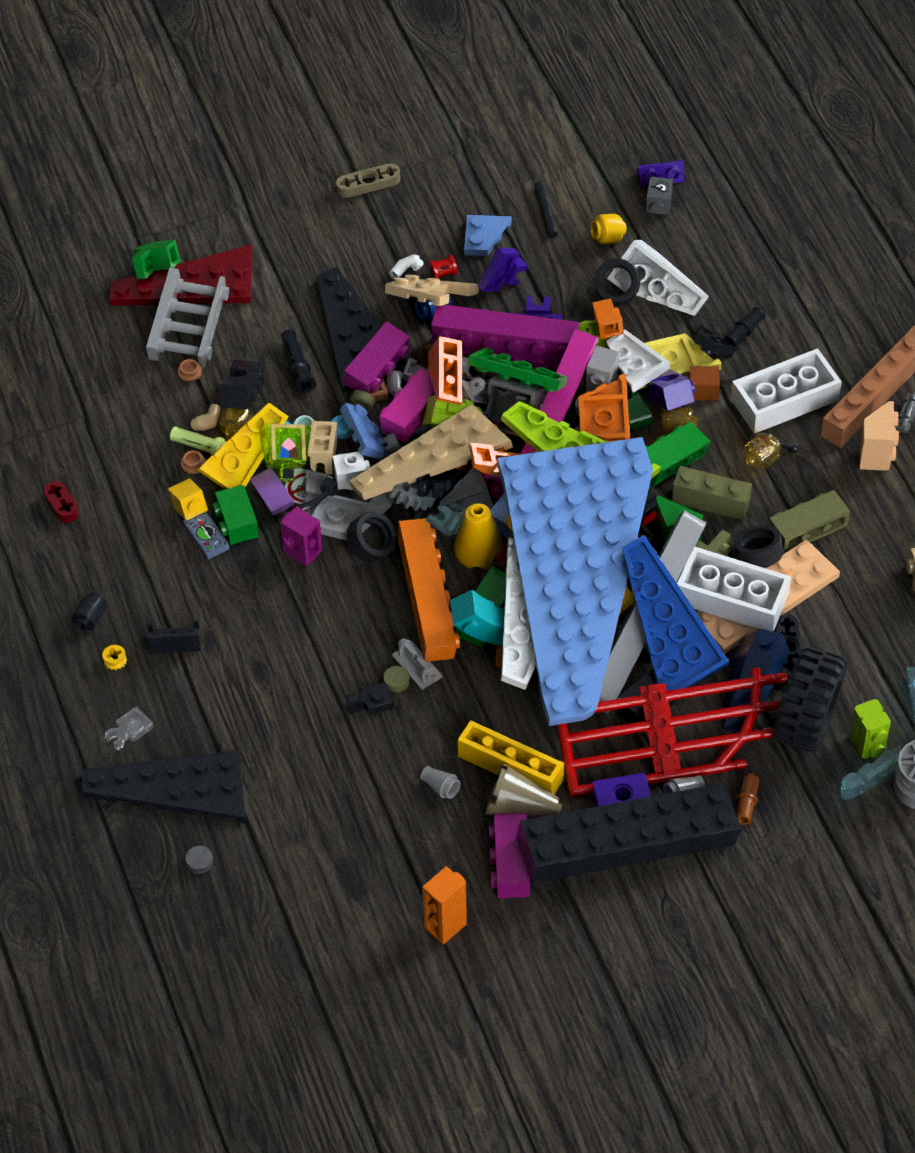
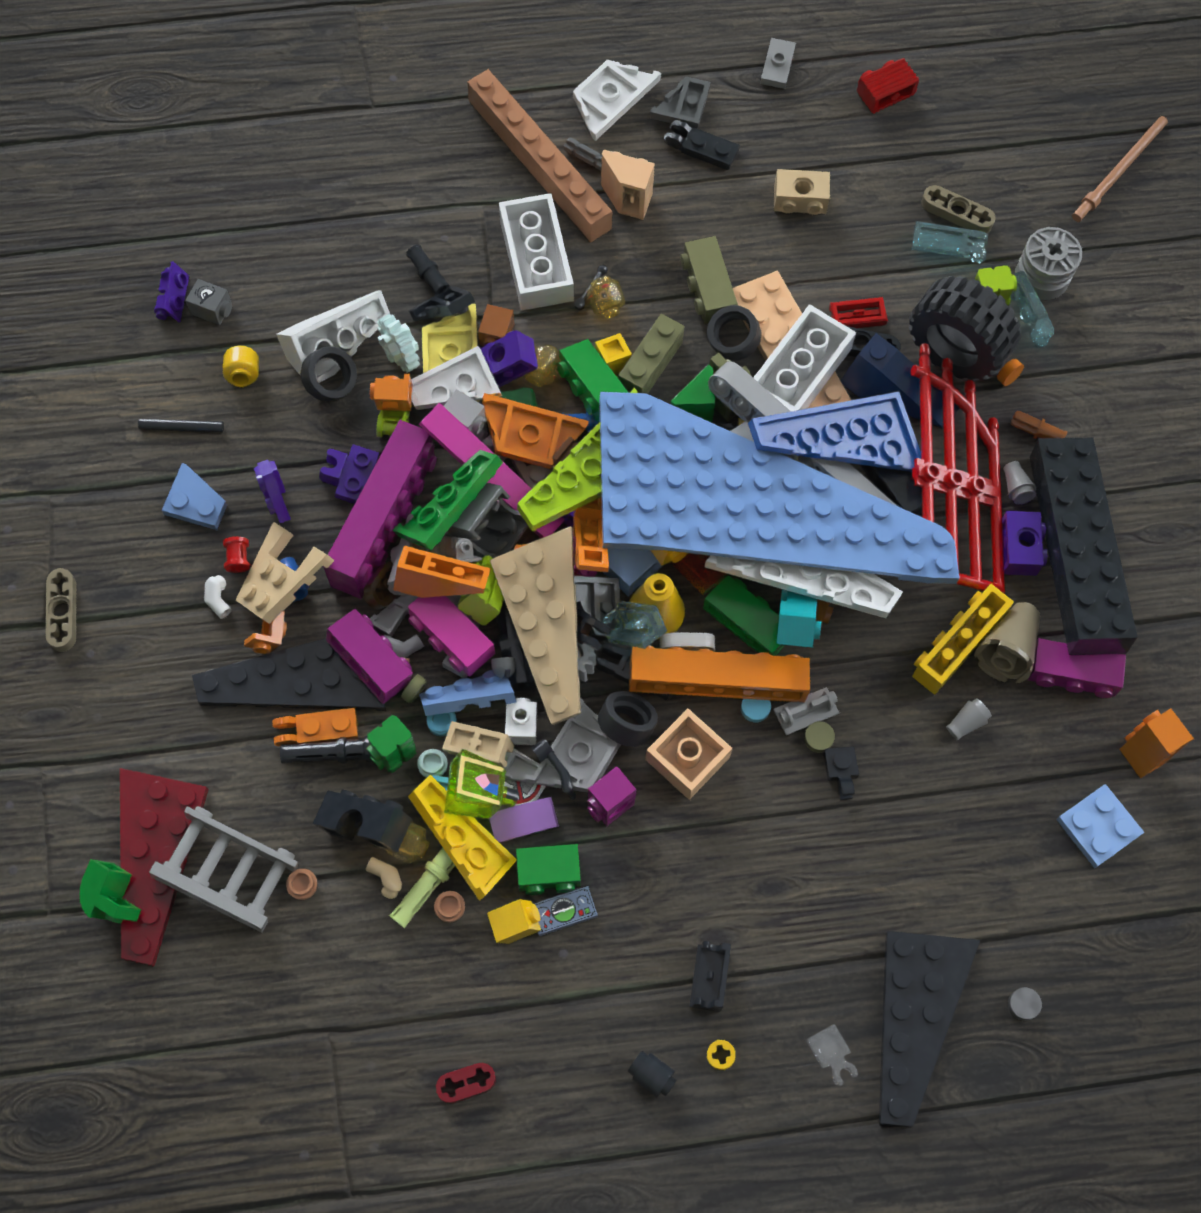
camera: 80 degrees left, 15 degrees up
(308, 390) = (391, 745): none -> green brick
(316, 353) = (318, 727): none -> orange hinge
(352, 583) = (688, 753): none -> light nougat brick
(370, 897) = (1100, 826): none -> light blue plate
(385, 304) = (270, 637): none -> orange bracket
(408, 629) = (755, 710): none -> medium azure tile
(452, 569) = (688, 641): none -> white beam
(659, 316) = (398, 343): none -> light aqua gear
(704, 459) = (614, 352): none -> yellow panel
(797, 765) = (1010, 372): none -> orange tile
(825, 632) = (860, 318): none -> red tile

